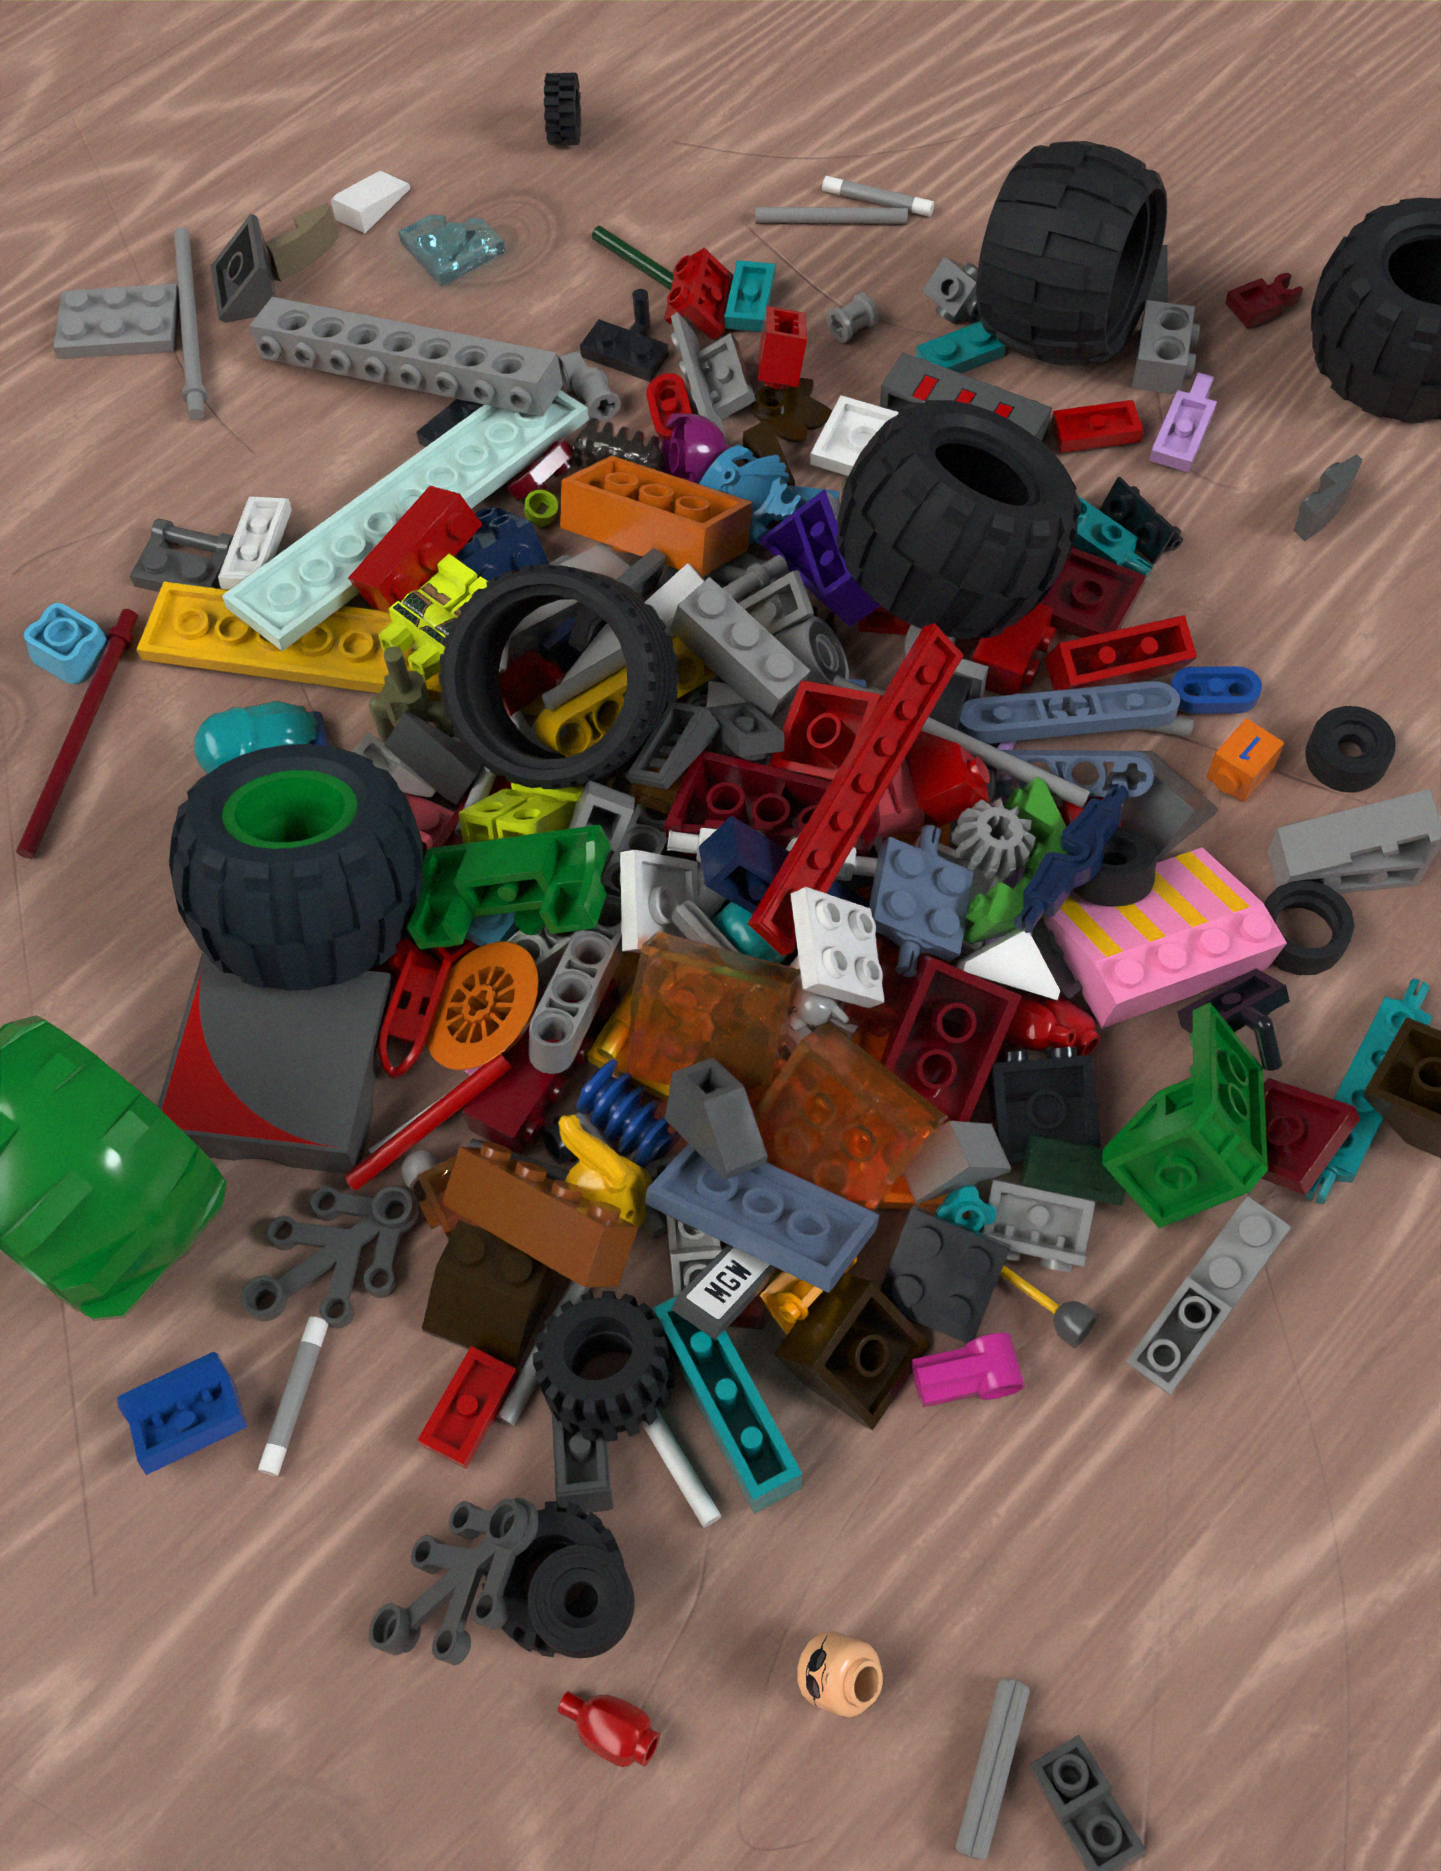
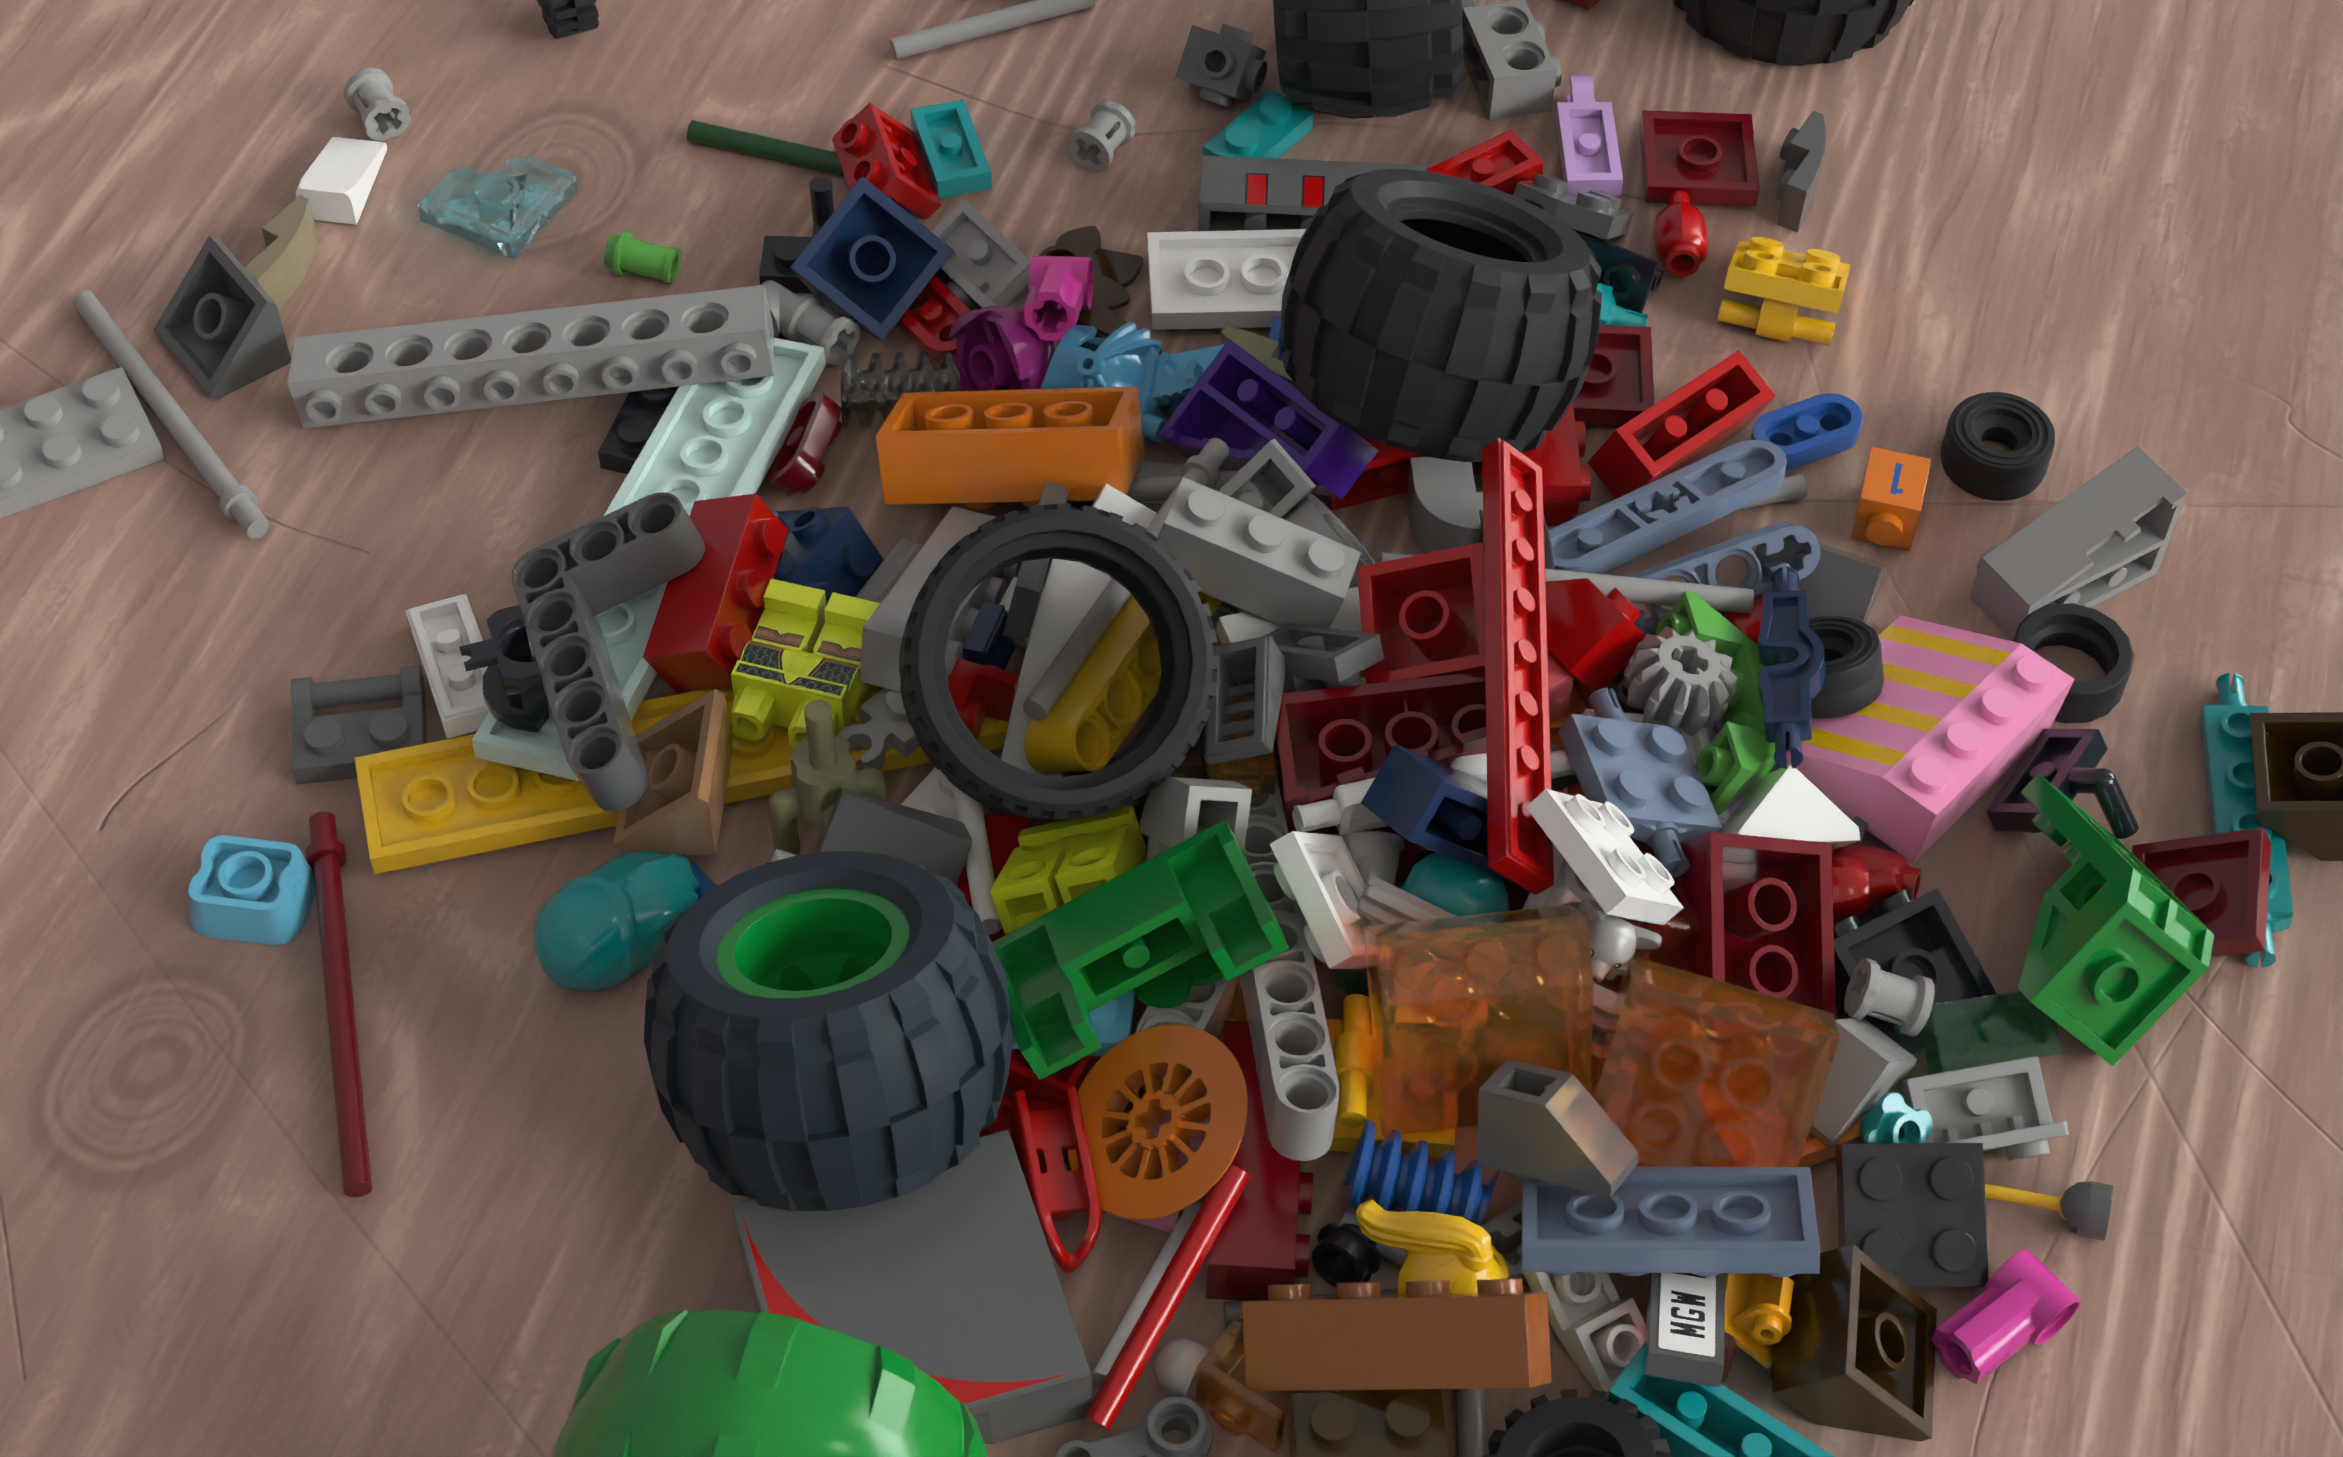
camera: 30 degrees left, 10 degrees down
(260, 549) = (512, 679): none -> black piece
(302, 553) = (559, 596): none -> dark grey beam
(332, 669) = (687, 782): none -> medium nougat slope
(414, 149) = (376, 106): none -> light grey bush
(509, 306) = (641, 258): none -> bright green pin
(533, 504) = (834, 479): lime hinge -> none
(640, 356) = (870, 260): none -> dark blue slope
(740, 417) = (1057, 294): none -> dark pink piece
(782, 347) = (1045, 194): red brick -> none
(1009, 1118) = (1889, 997): none -> light grey bush
(1141, 474) = (1588, 212): none -> dark grey plate
(1208, 1295) = (2219, 1111): light grey slope -> none
(1211, 516) = (1680, 235): none -> red plant
(1259, 463) = (1700, 154): none -> dark red plate
(1261, 575) = (1785, 283): none -> yellow plate

